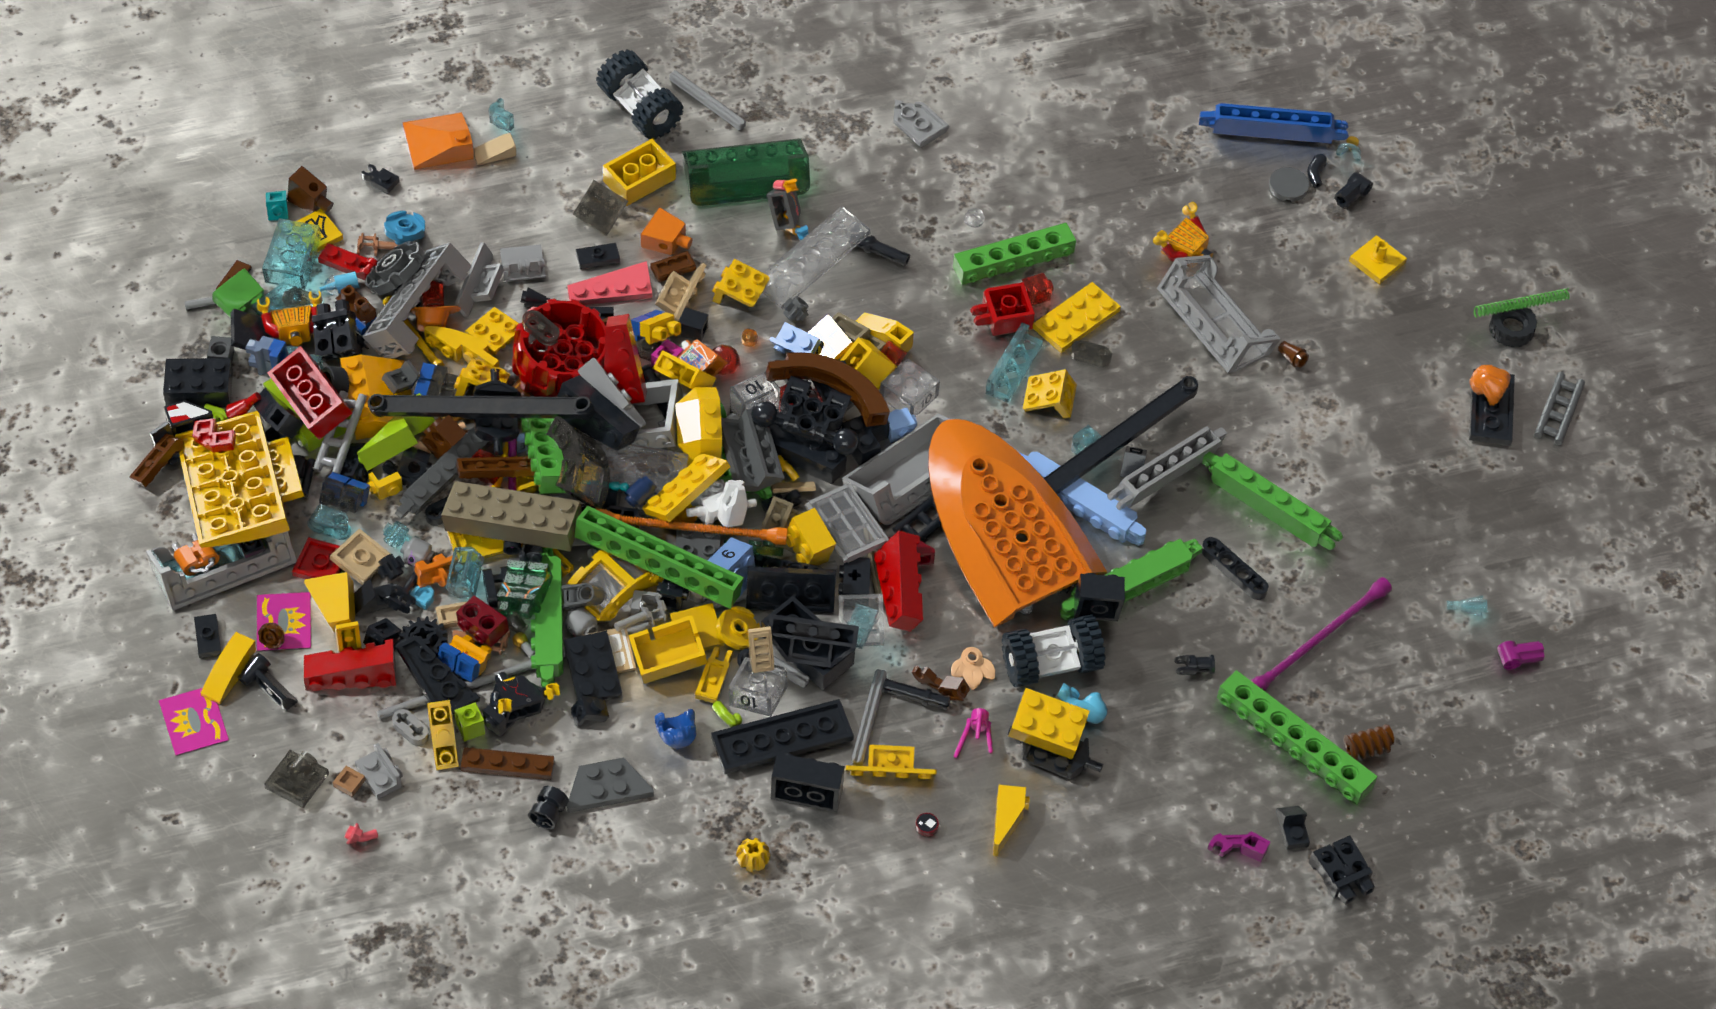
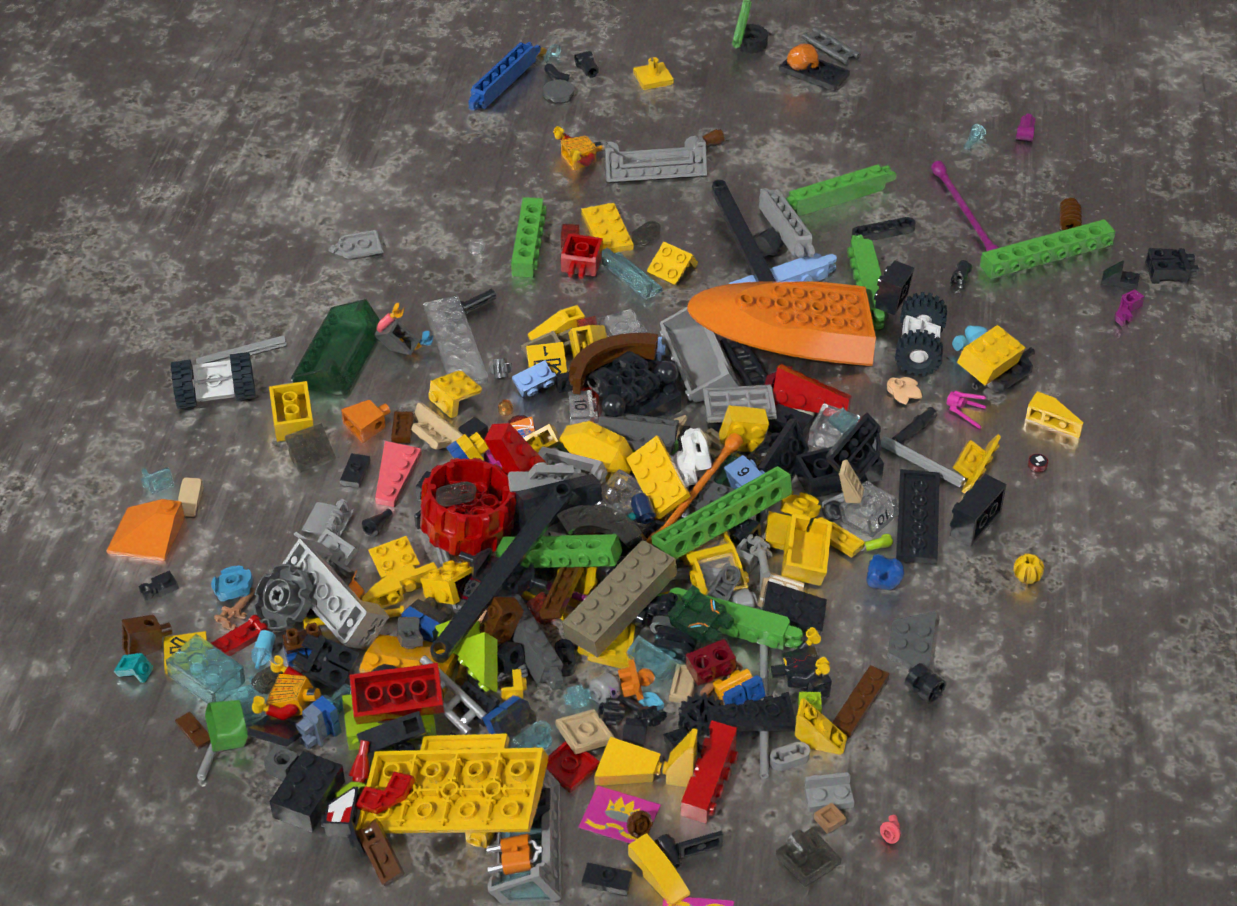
camera: 60 degrees left, 10 degrees down
(520, 640) = (738, 649): piece -> none
(589, 709) = (833, 628): black bracket -> none
(951, 686) = (916, 407): reddish brown piece -> none
(1083, 439) = (733, 259): clear light blue brick -> none

